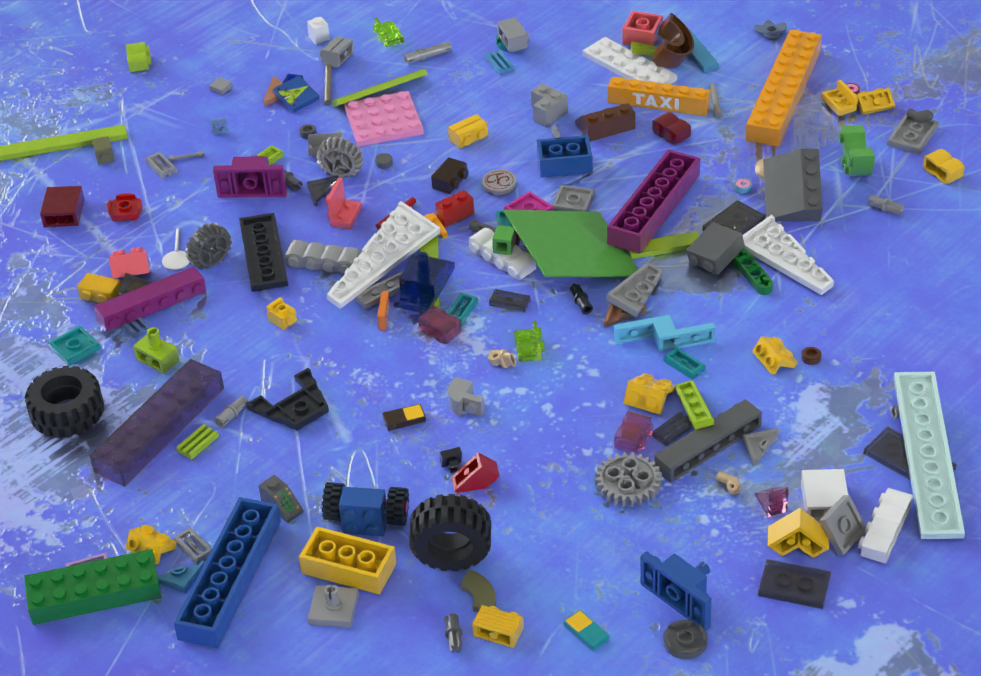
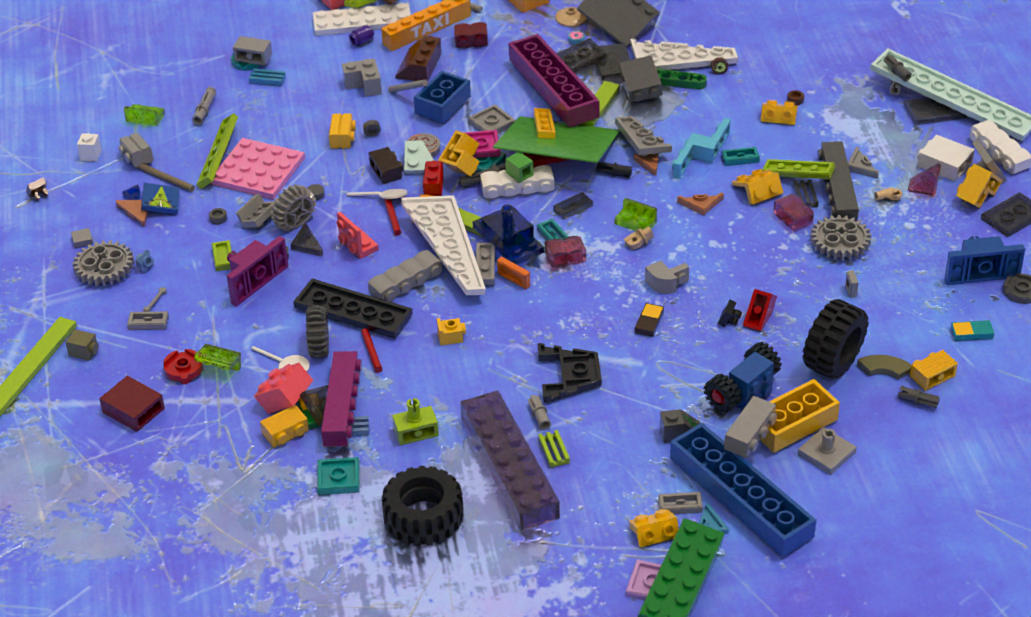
camera: 55 degrees left, 0 degrees up
(140, 216) = (219, 357): none -> clear neon green bracket
(198, 109) = (103, 263): none -> light grey gear
(224, 289) = (371, 350): none -> red bar
(250, 35) = (37, 187): none -> tile
(286, 532) = (750, 427): none -> light grey brick
(417, 197) = (387, 194): none -> white piece
(477, 185) = (415, 157): none -> light aqua wing
(487, 203) = (459, 154): none -> yellow brick
(488, 144) = (371, 128): none -> dark grey tile
(568, 516) = (851, 283): none -> light grey tile
(586, 227) = (544, 123): none -> yellow tile
(593, 372) = (701, 203): none -> nougat tile
(602, 75) = (361, 35): none -> dark purple brick
(710, 199) = (582, 55): none -> clear smoke tile
(798, 285) = (719, 65): none -> tile
(905, 391) = (897, 67): none -> dark grey axle

